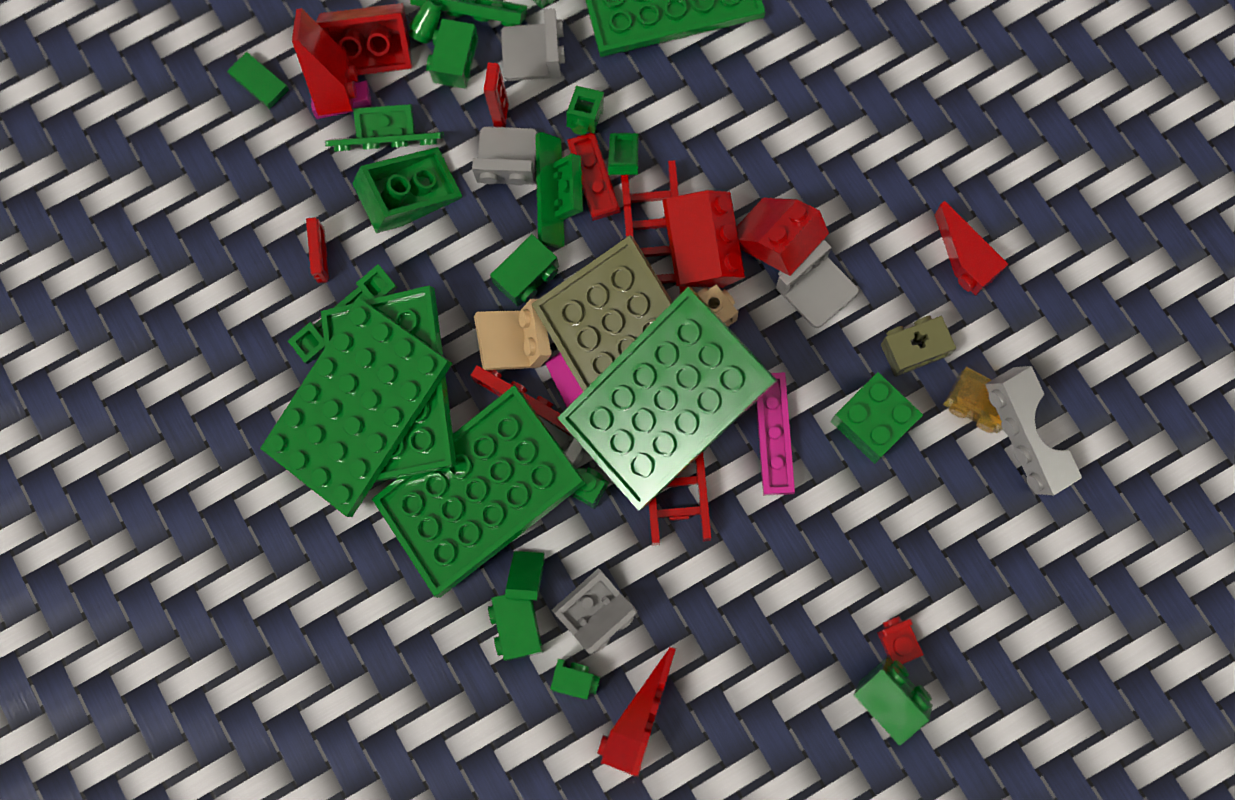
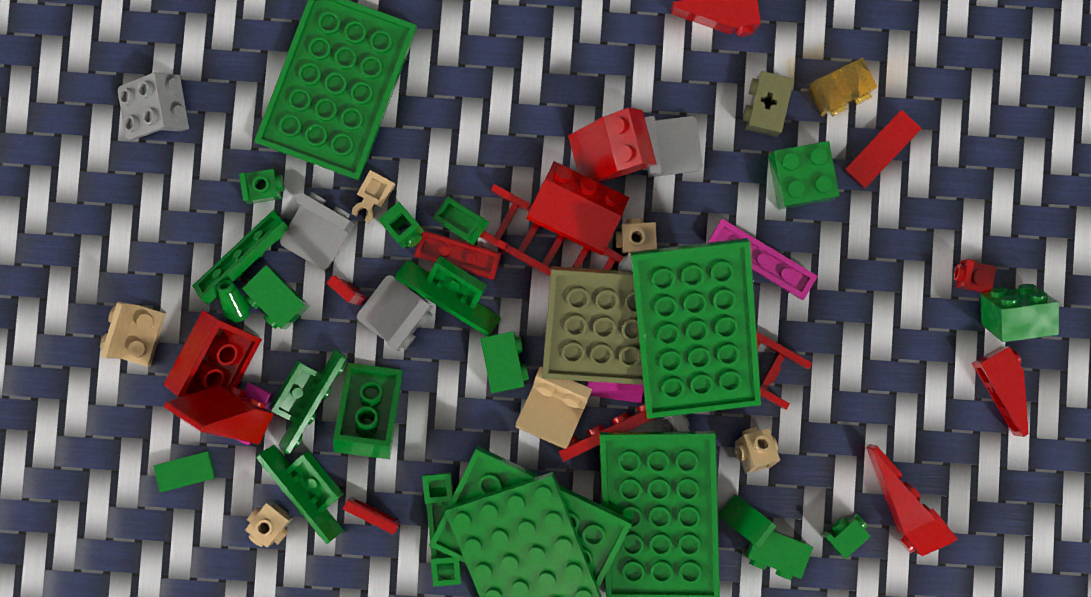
camera: 65 degrees left, 10 degrees up
(255, 170) = (277, 520): none -> tan brick
(305, 182) = (306, 487): none -> green bracket
(593, 489) = (710, 422): green brick -> none
(595, 612) = (811, 486): light grey bracket -> none
(596, 541) = (757, 450): none -> tan brick
(599, 73) = (374, 192): none -> tan plate
(821, 734) = (1006, 385): none -> red slope
(953, 476) = (882, 149): none -> red tile
(1016, 399) = (866, 64): light grey arch -> none

